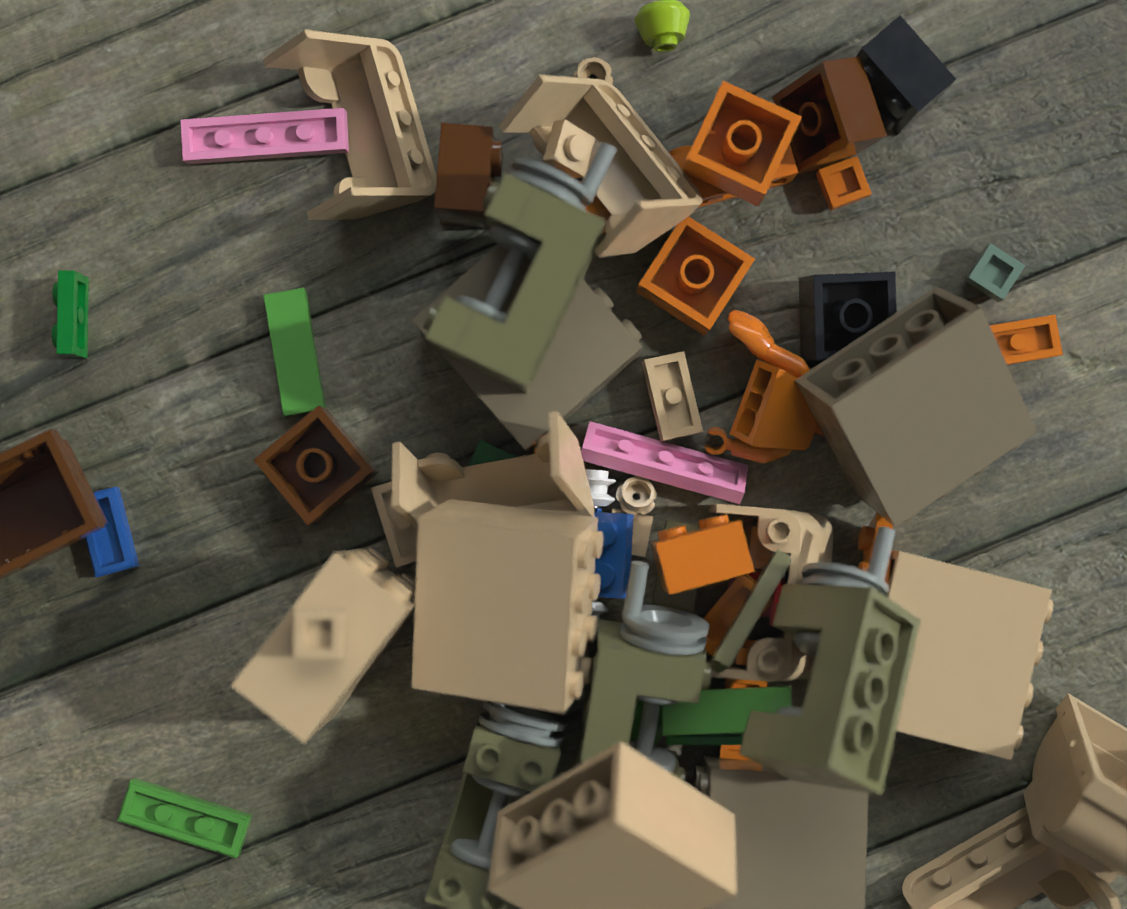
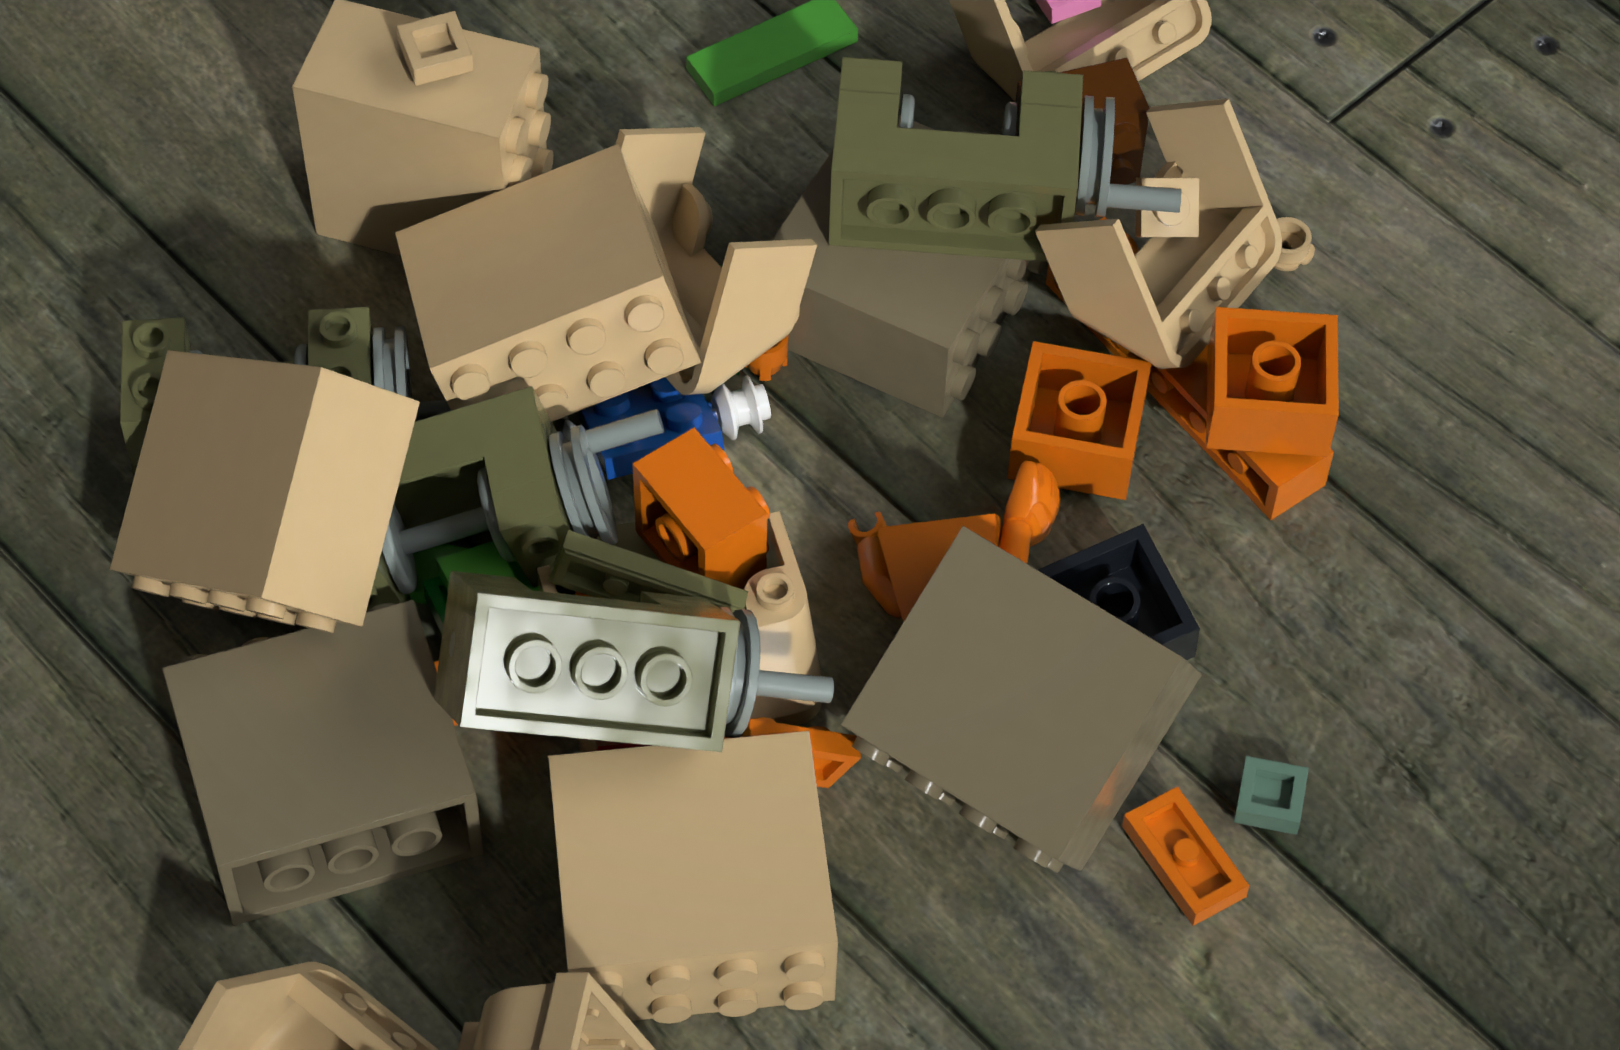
camera: 70 degrees right, 30 degrees down
(184, 817) = (127, 116): bright green tile -> none
(316, 466) = (634, 83): reddish brown brick -> none
(639, 486) = (754, 459): tan plate -> none
(662, 24) = (1396, 291): lime cone -> none
(664, 462) = (812, 476): bright pink plate -> none
(672, 396) = (905, 458): tan plate -> none
(835, 113) = (1374, 494): reddish brown brick -> none
(843, 183) = (1298, 568): orange plate -> none
(903, 75) = (1469, 561): black brick -> none

